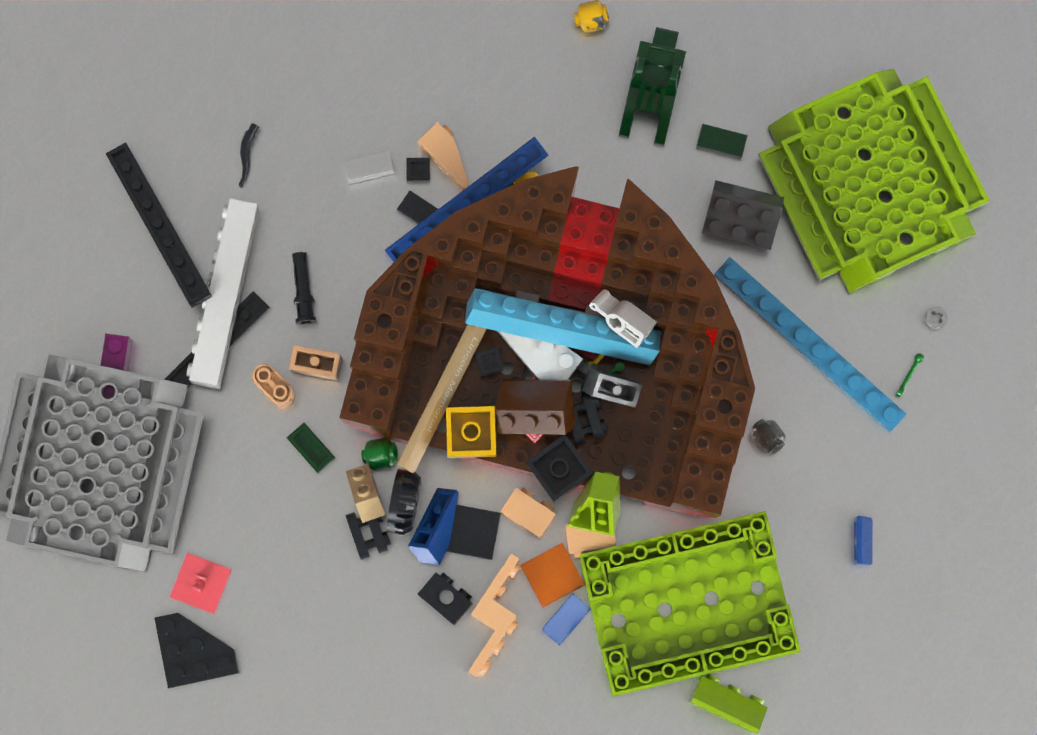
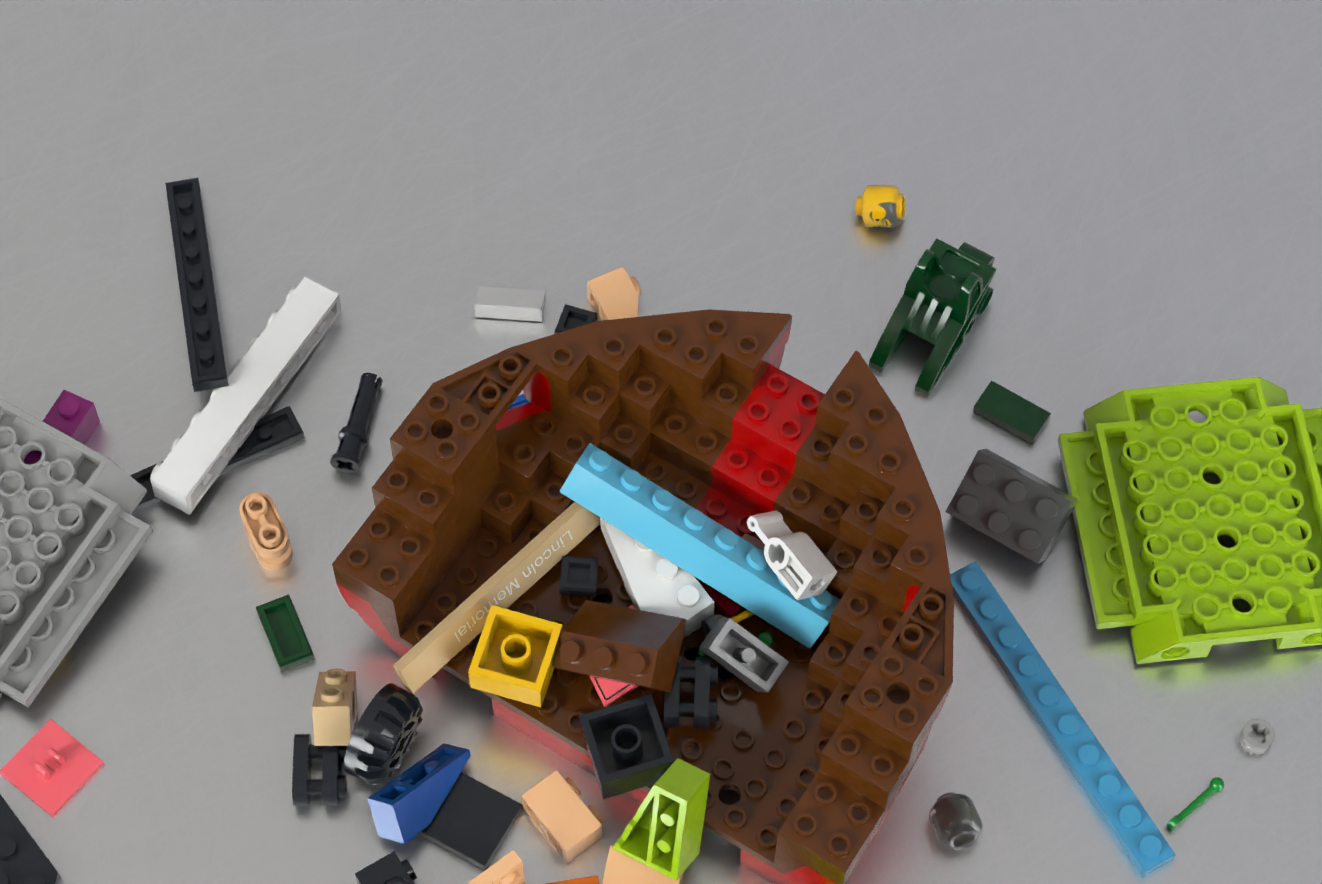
camera: 15 degrees right, 20 degrees down
(246, 144) = (355, 227): black animal -> none
(315, 363) = (330, 514): light nougat brick -> none
(380, 453) = (375, 666): green head -> none

